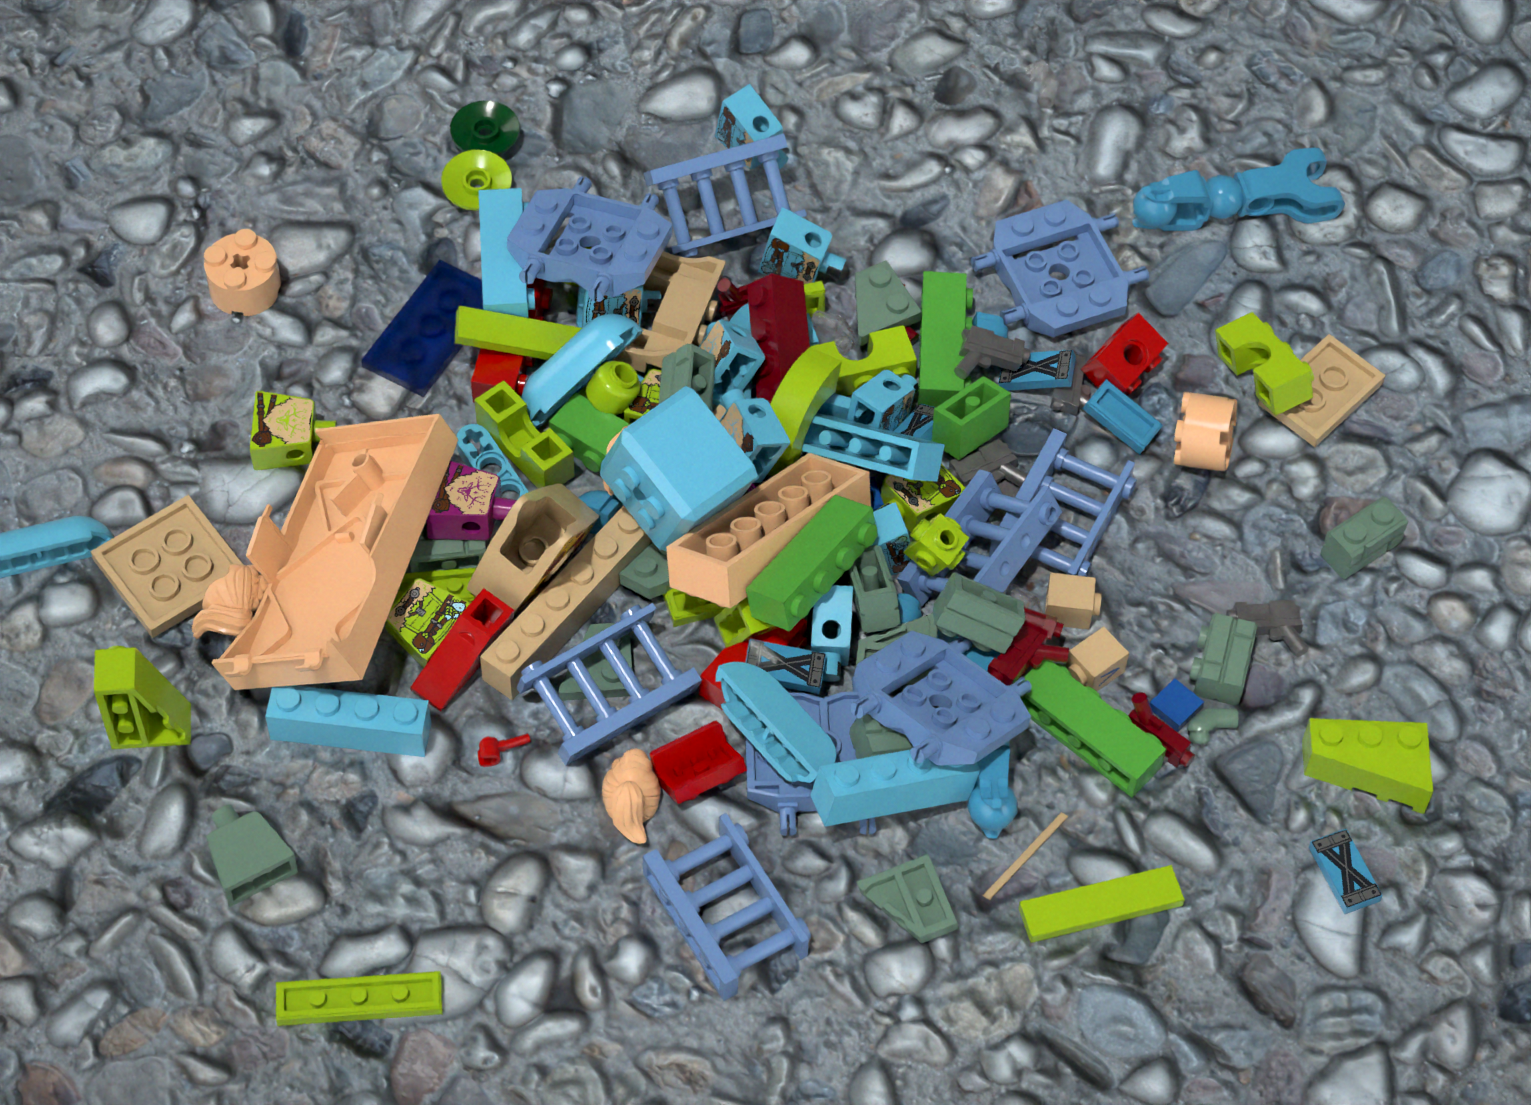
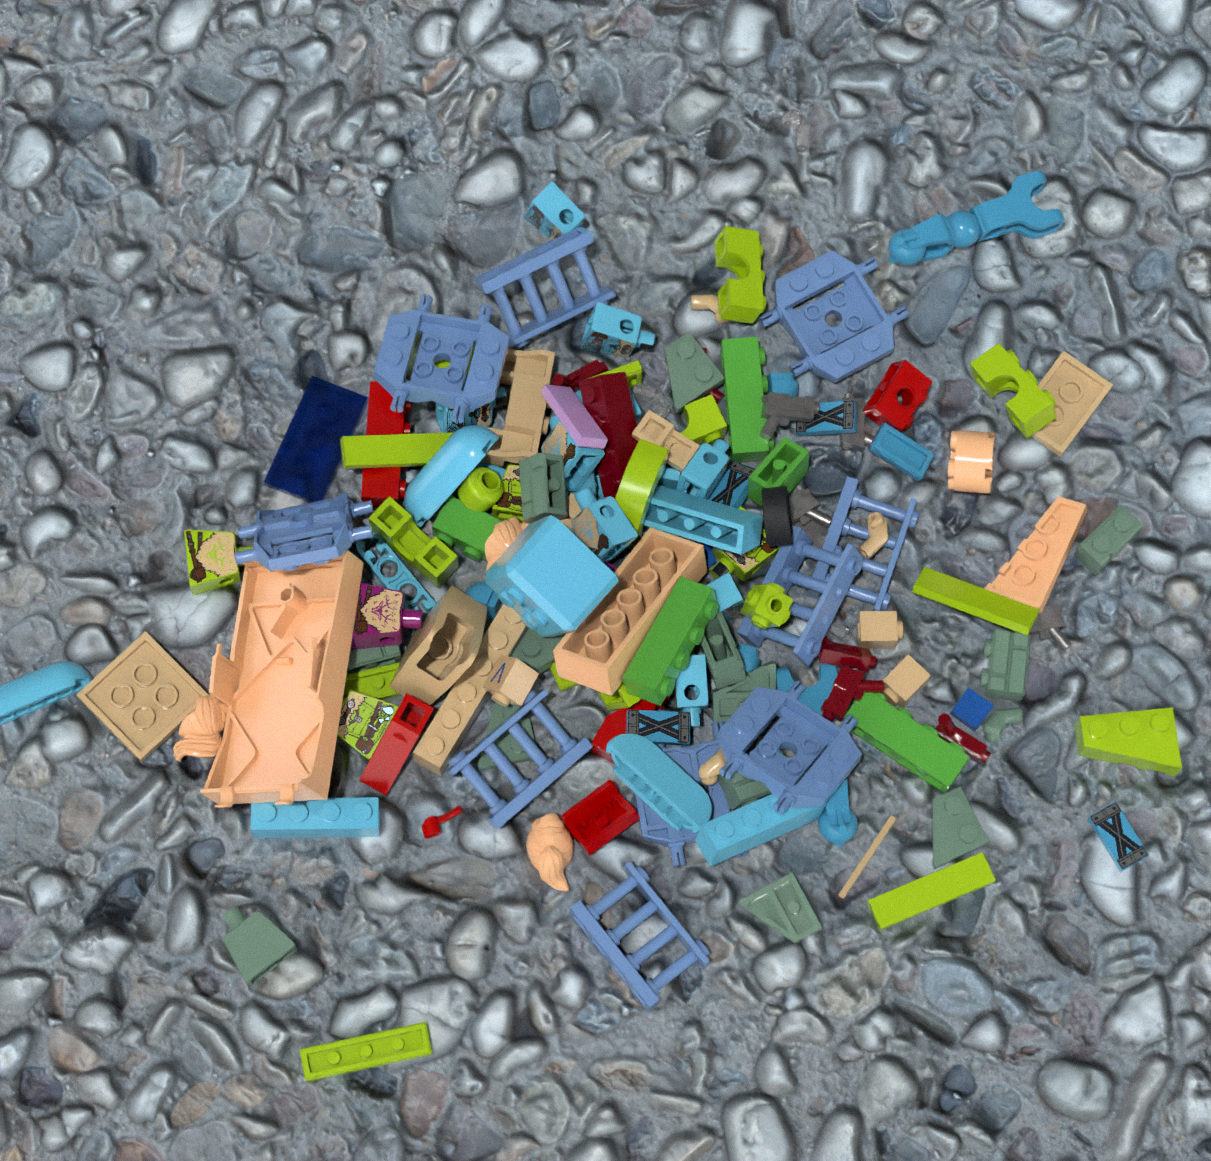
camera: 10 degrees left, 15 degrees up
(138, 701) = (148, 831): lime wedge -> none
(242, 273) = (144, 399): light nougat brick -> none
(393, 399) = (301, 522): none -> medium blue piece
(473, 169) = (328, 281): lime dish -> none
(488, 119) = (324, 230): dark green dish -> none
(501, 284) = (362, 344): medium azure brick -> none
(612, 591) = (510, 681): none -> tan brick
(735, 318) = (574, 416): none -> lavender tile
(839, 719) = (710, 769): none -> tan arm
(854, 370) = (661, 432): none -> tan slope
(918, 241) = (706, 302): none -> tan arm
(955, 225) = (741, 253): none -> lime arch
(962, 448) = (777, 516): none -> black tyre
(978, 614) = (809, 667): sand green brick -> none
(1082, 493) = (877, 535): none -> tan arm
(1139, 836) = (954, 828): none -> sand green wing
(1194, 582) = (976, 601): none -> lime tile
(1277, 550) = (1040, 558): none -> light nougat wing

